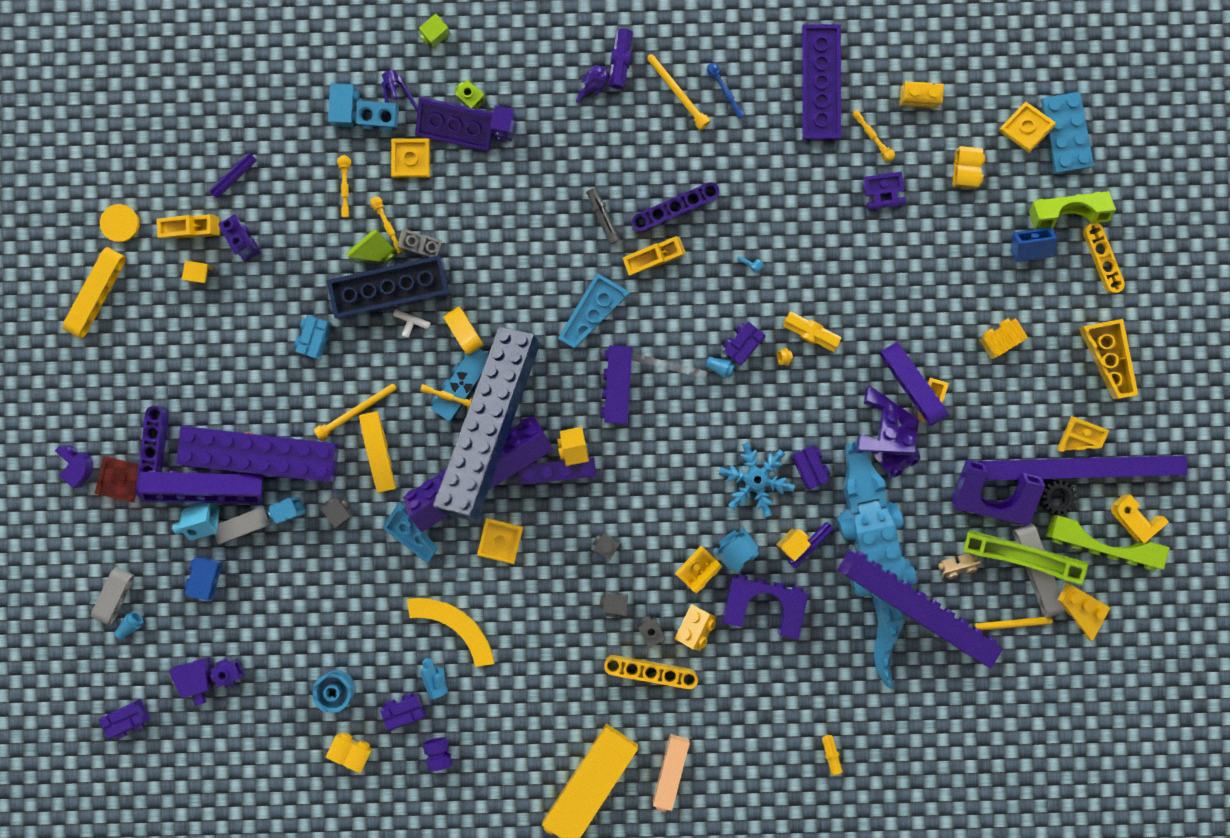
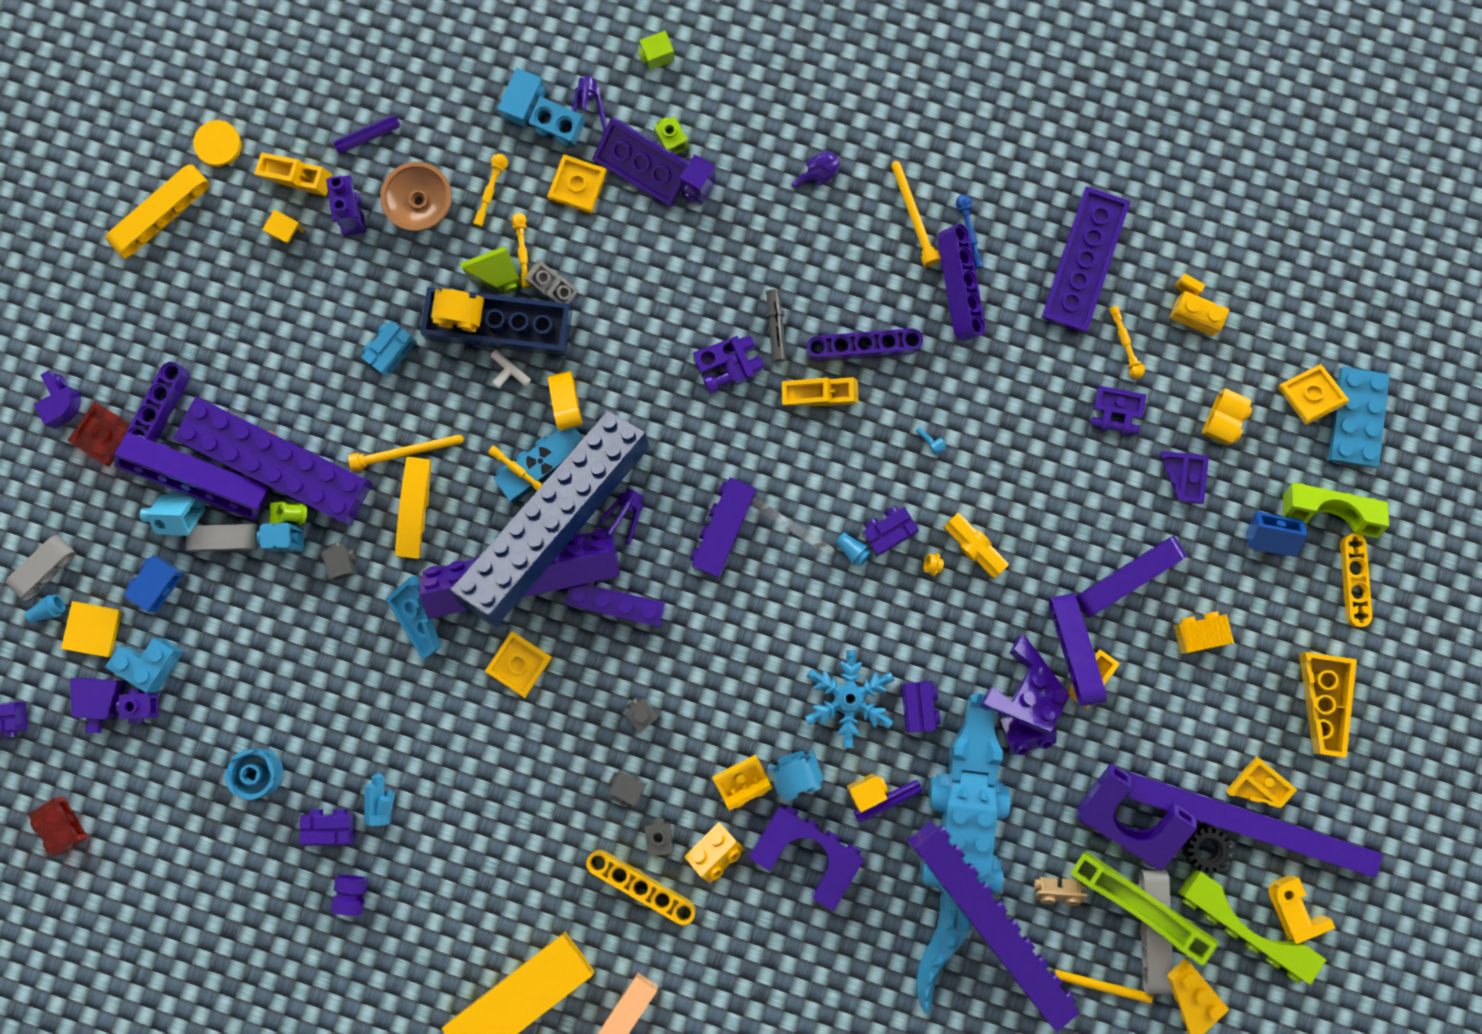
camera: 25 degrees right, 5 degrees down
(169, 628) = (91, 629): none -> yellow tile
(201, 781) = (57, 826): none -> clear red brick
(223, 643) = (148, 669): none -> dark azure brick
(280, 205) = (409, 184): none -> medium nougat dish
(284, 490) = (287, 513): none -> lime piece
(349, 752) = (245, 854): yellow brick -> none
(357, 290) = (456, 308): none -> yellow brick
(458, 621) = (434, 744): yellow tile -> none
(539, 389) = (629, 502): none -> dark purple plant
(573, 446) = (644, 581): yellow piece -> none
(579, 253) = (732, 357): none -> dark purple hips
(592, 309) = (728, 427): dark azure wing -> none
(620, 58) = (860, 154): dark purple piece -> none
(732, 133) = (961, 282): none -> dark purple beam
(905, 74) = (1189, 284): none -> yellow tile
(935, 314) = (1131, 576): none -> dark purple beam
(952, 222) = (1187, 475): none -> dark purple wing

